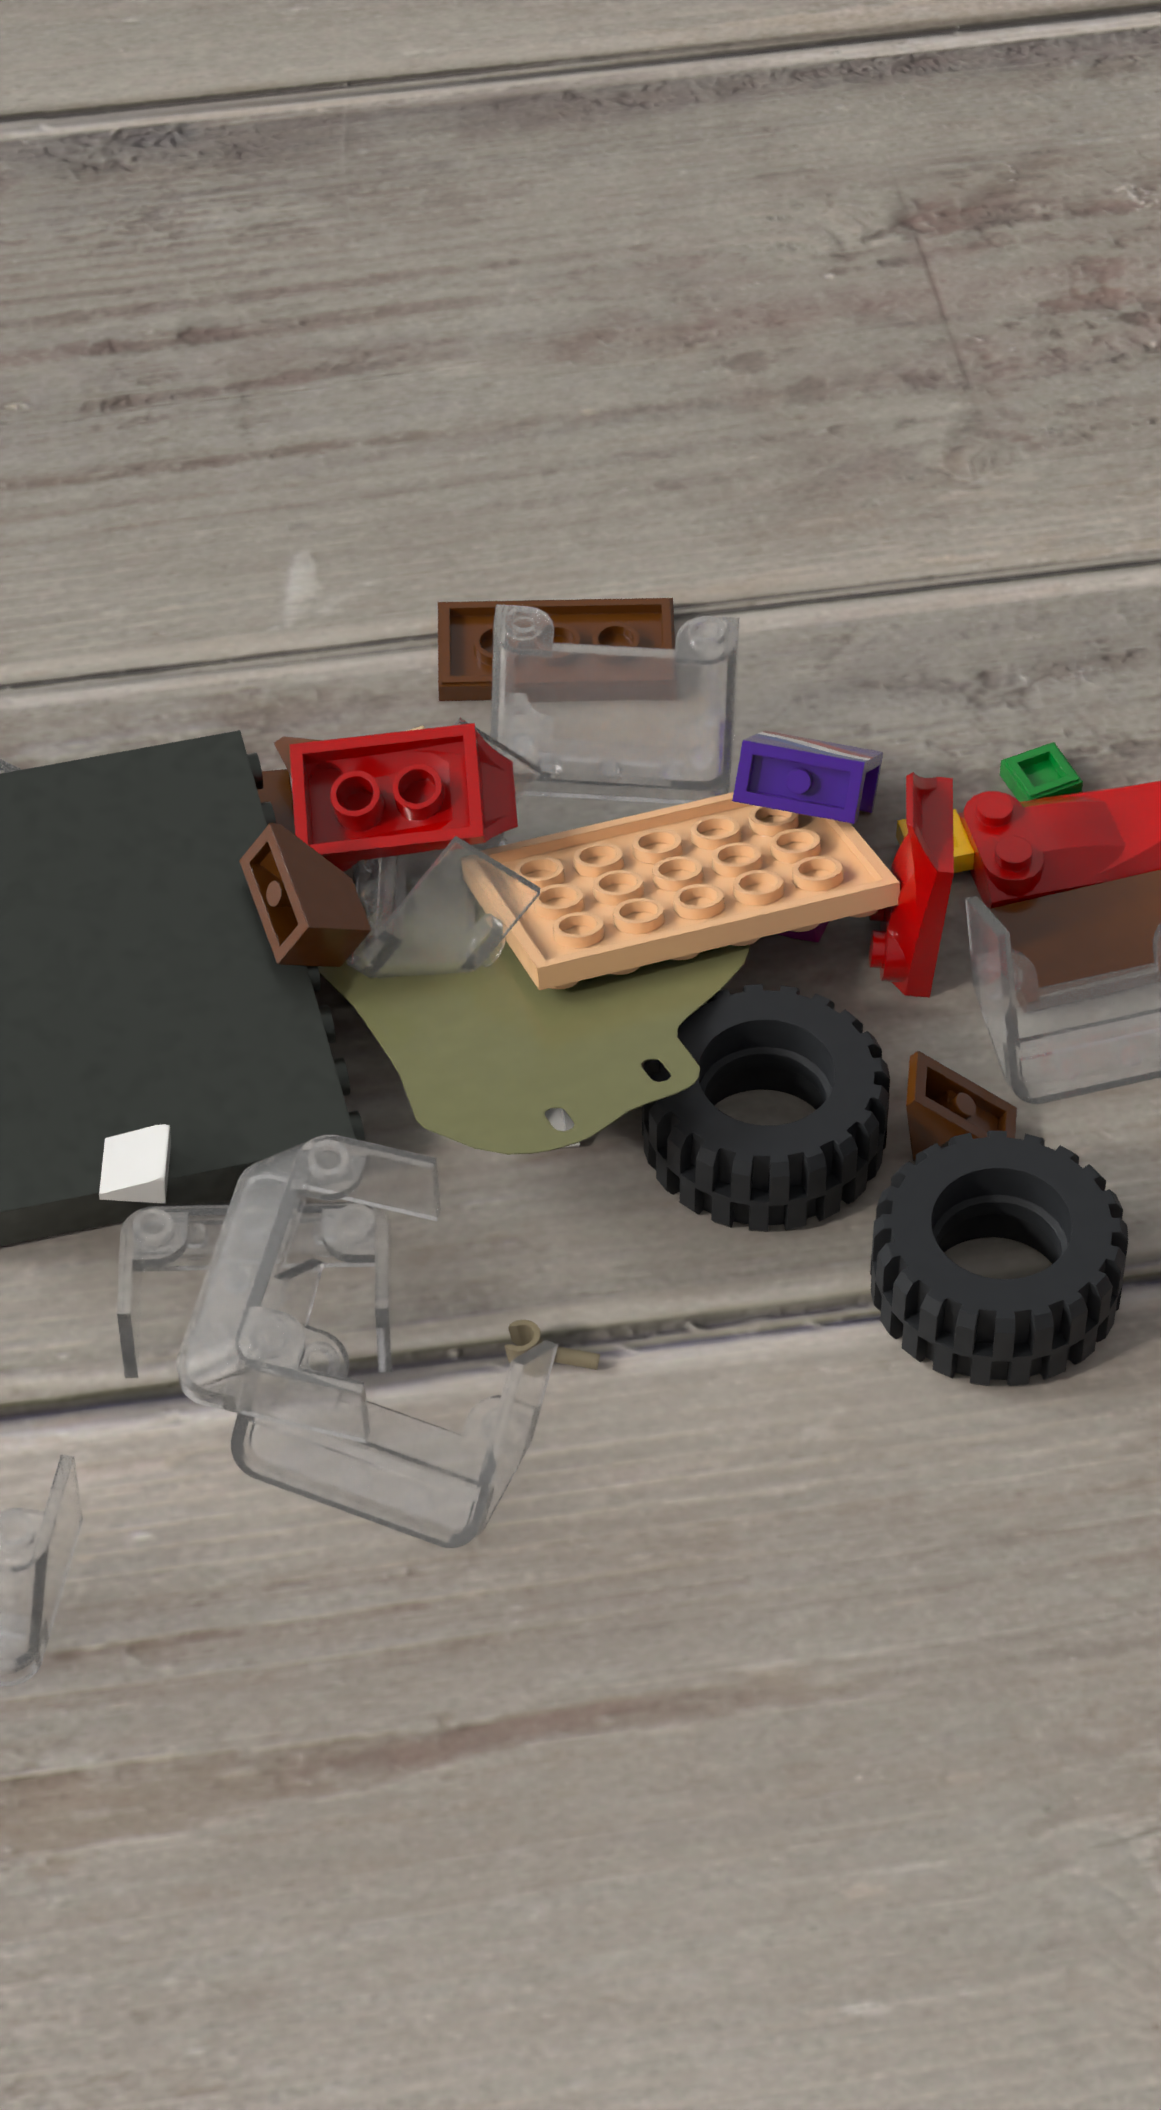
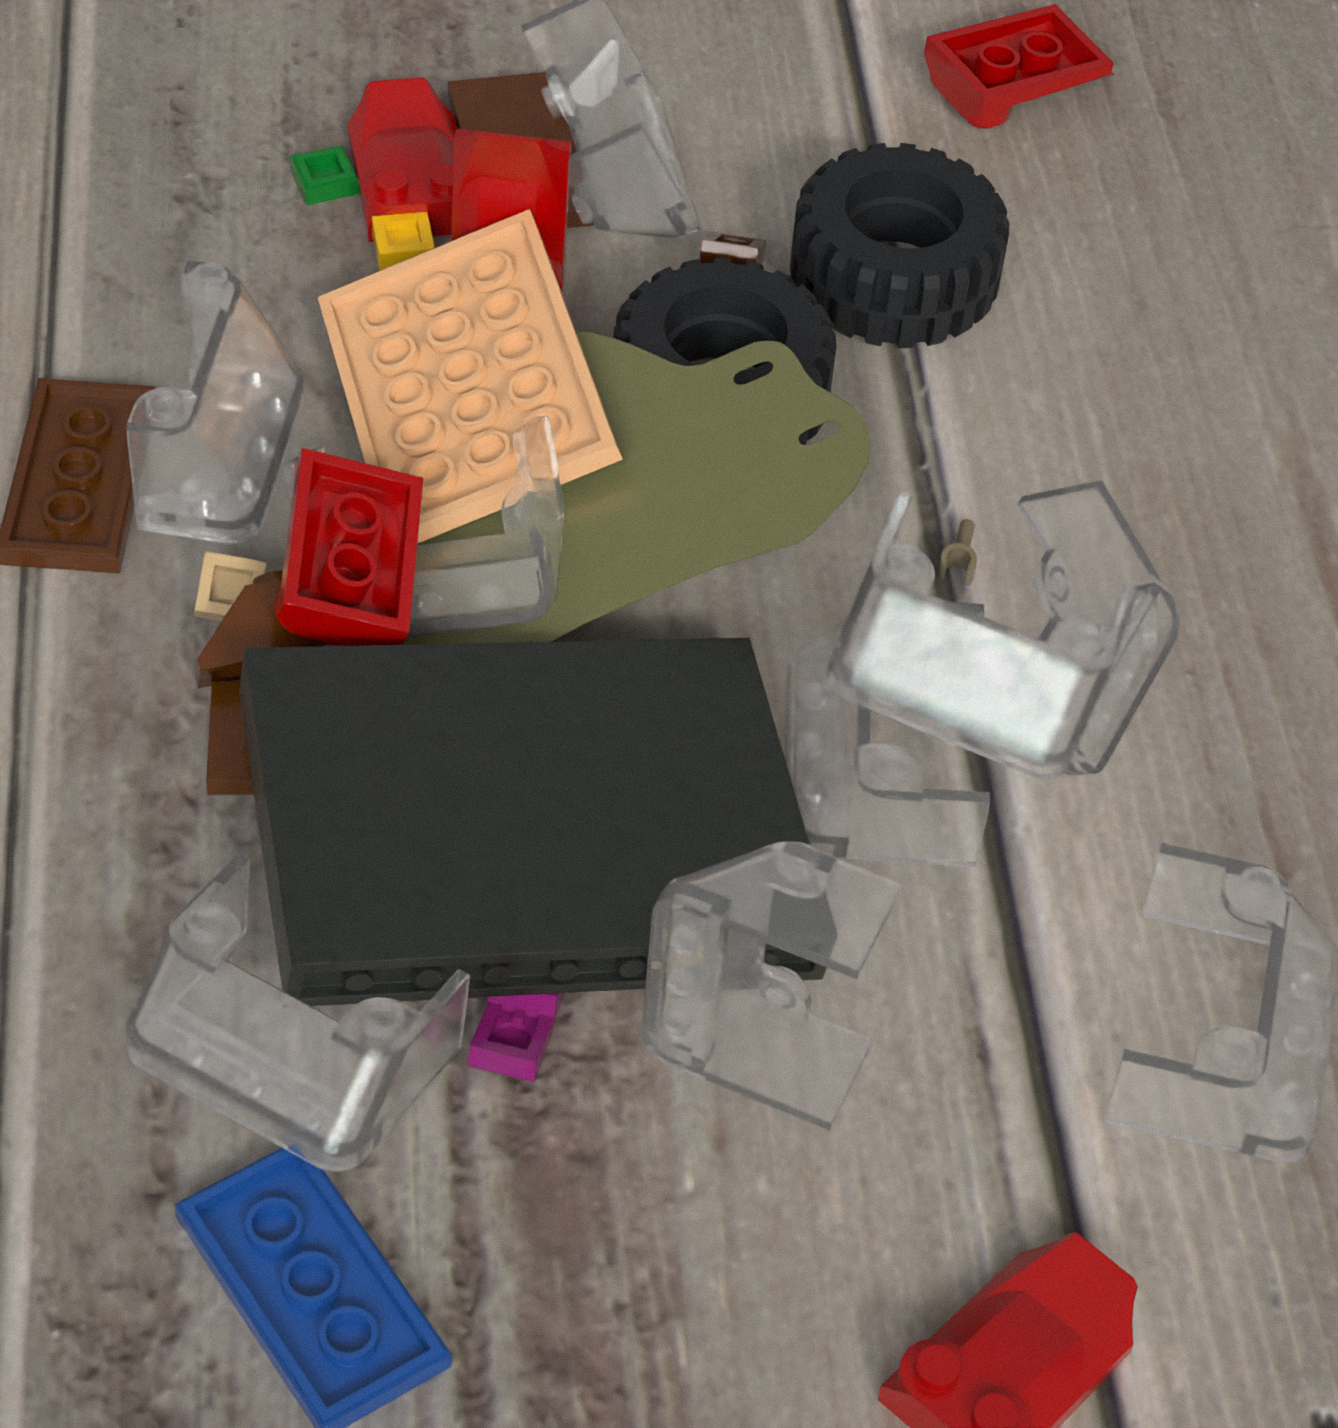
camera: 90 degrees left, 0 degrees up
(136, 1165) = (791, 785): white slope -> none
(303, 901) = (495, 615): reddish brown slope -> none
(807, 776) = (362, 261): dark purple panel -> none

